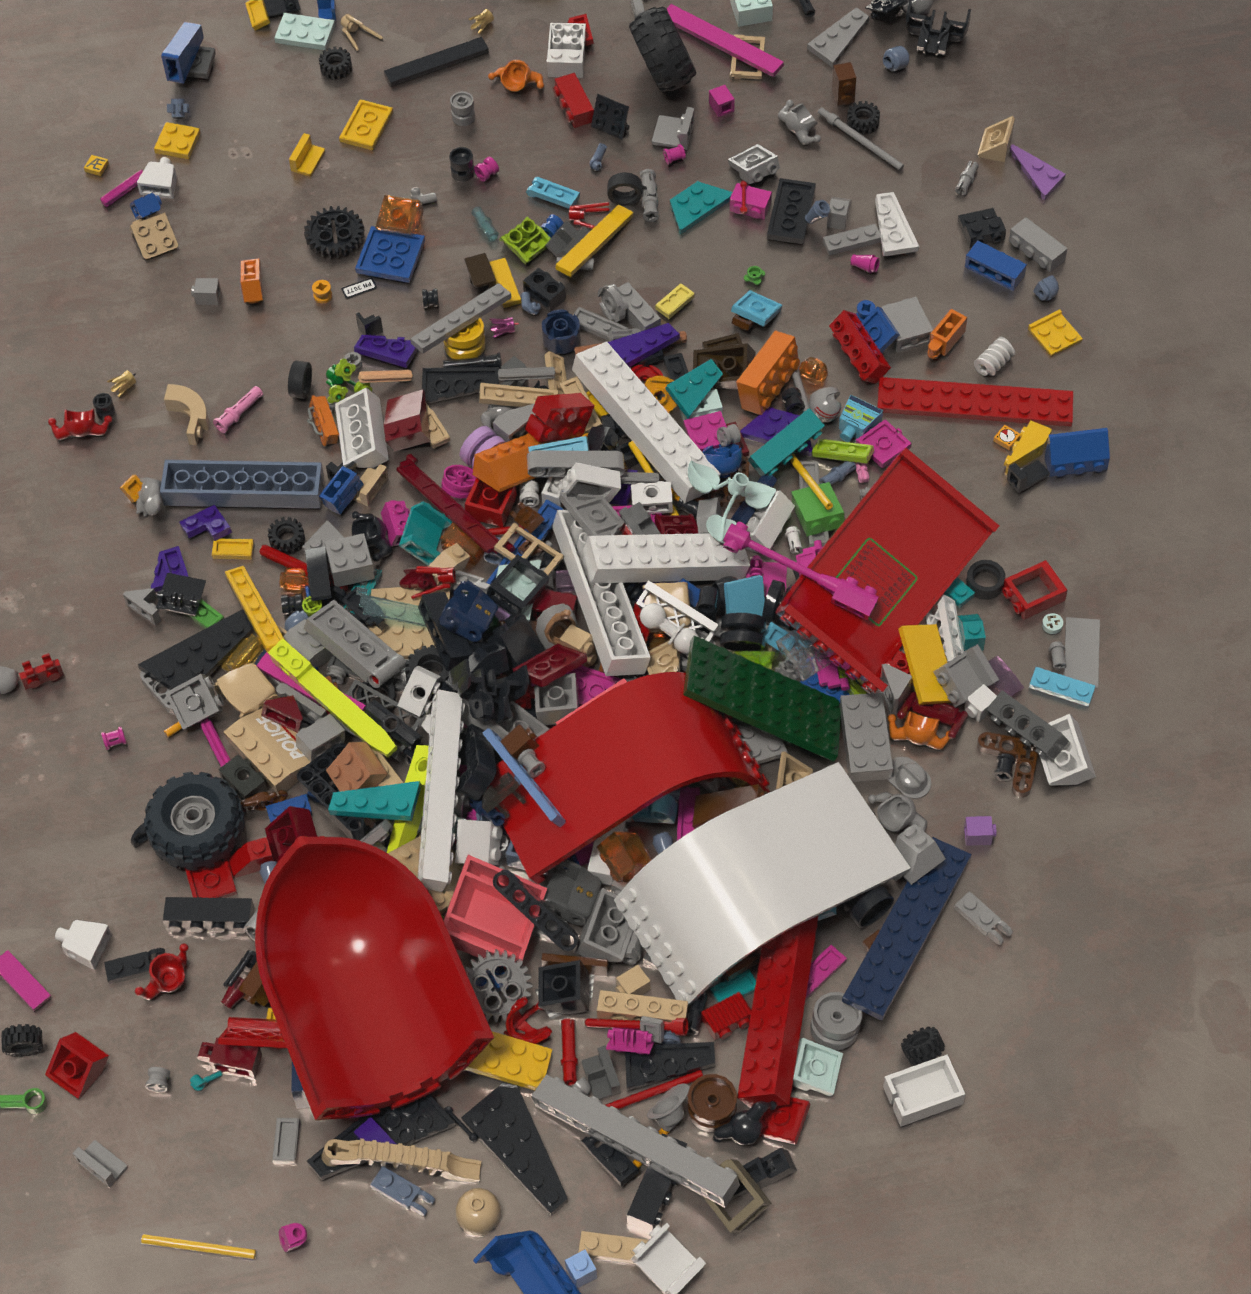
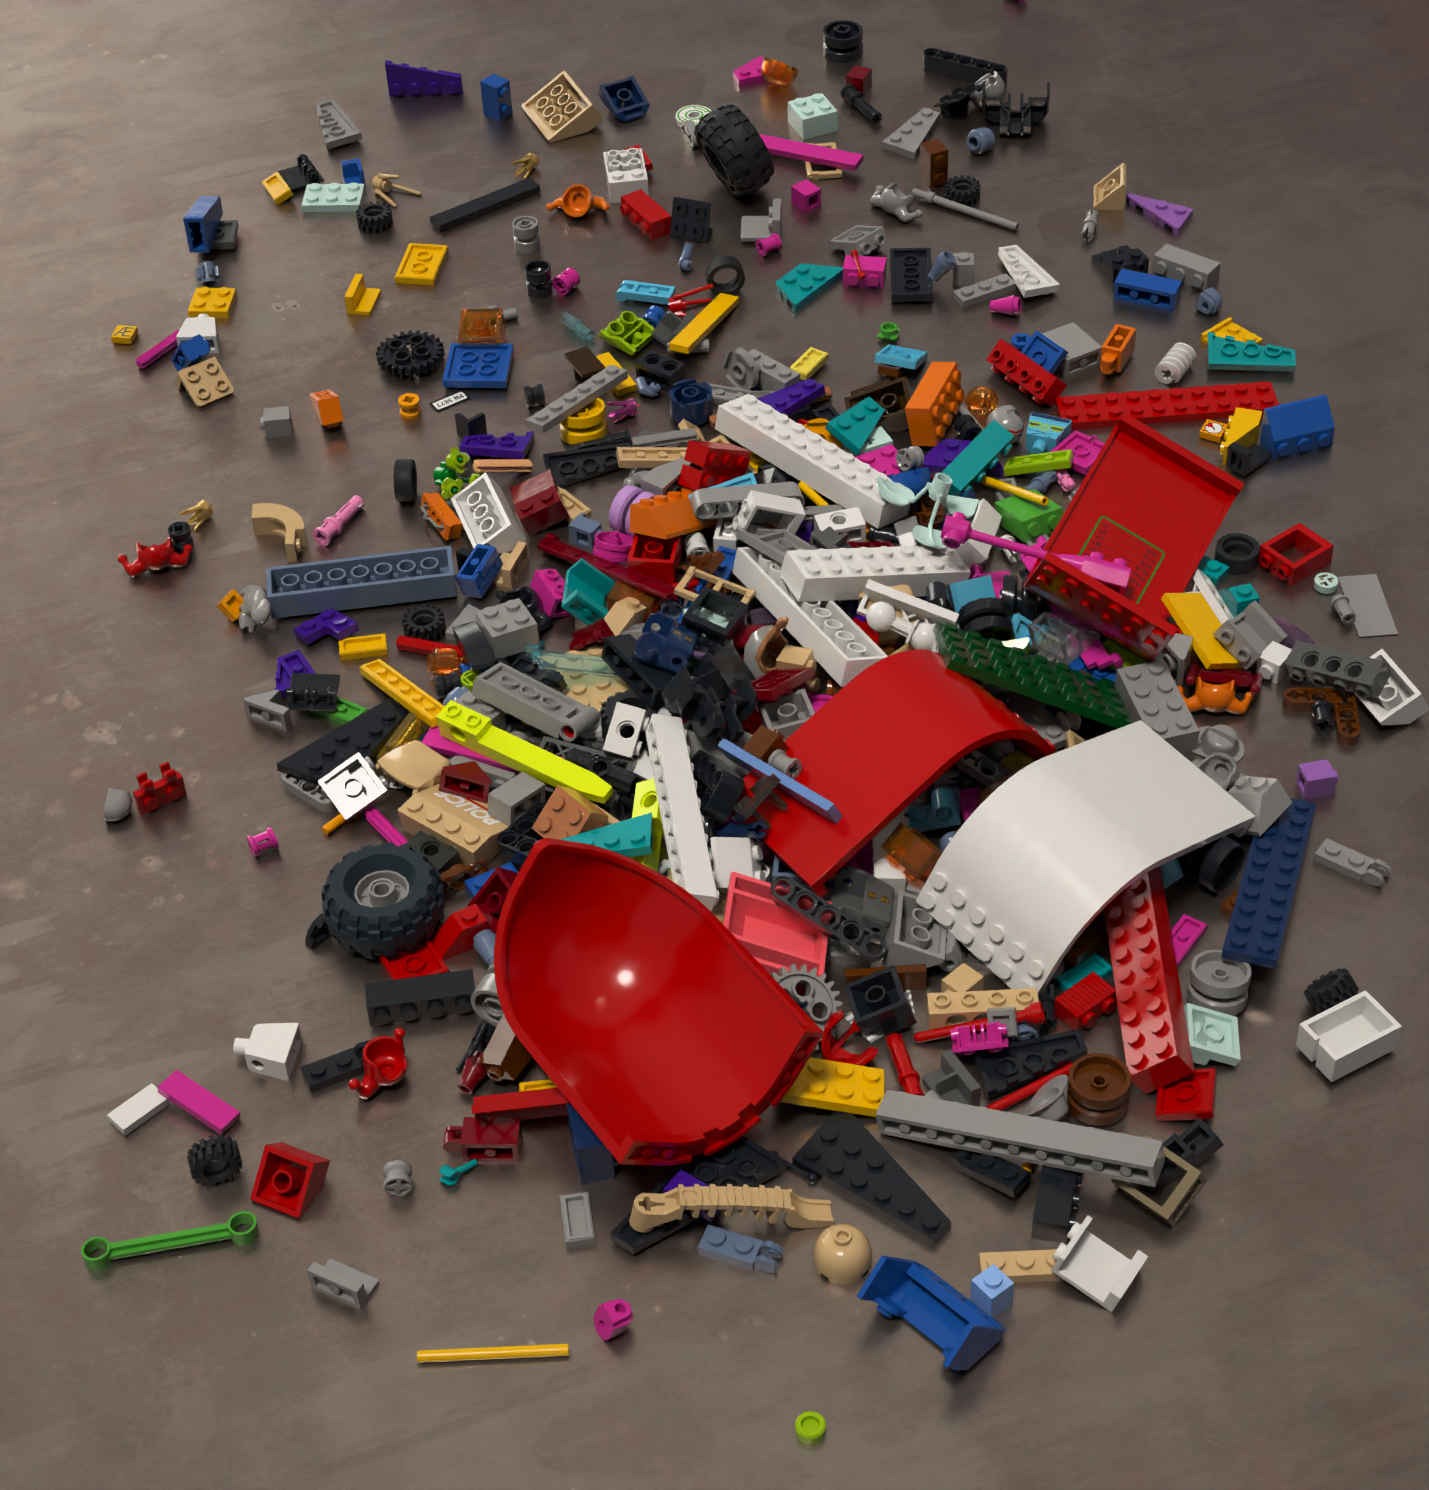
camera: 10 degrees left, 15 degrees down
(439, 459) = (583, 531): none -> sand blue brick
(444, 575) = (625, 623): red plant -> none
(649, 195) = (753, 282): light grey piece -> none
(745, 1125) = (1147, 1103): black piece -> none
(1051, 355) = (1238, 355): none -> teal wing
(1062, 686) = (1358, 636): medium azure plate -> none

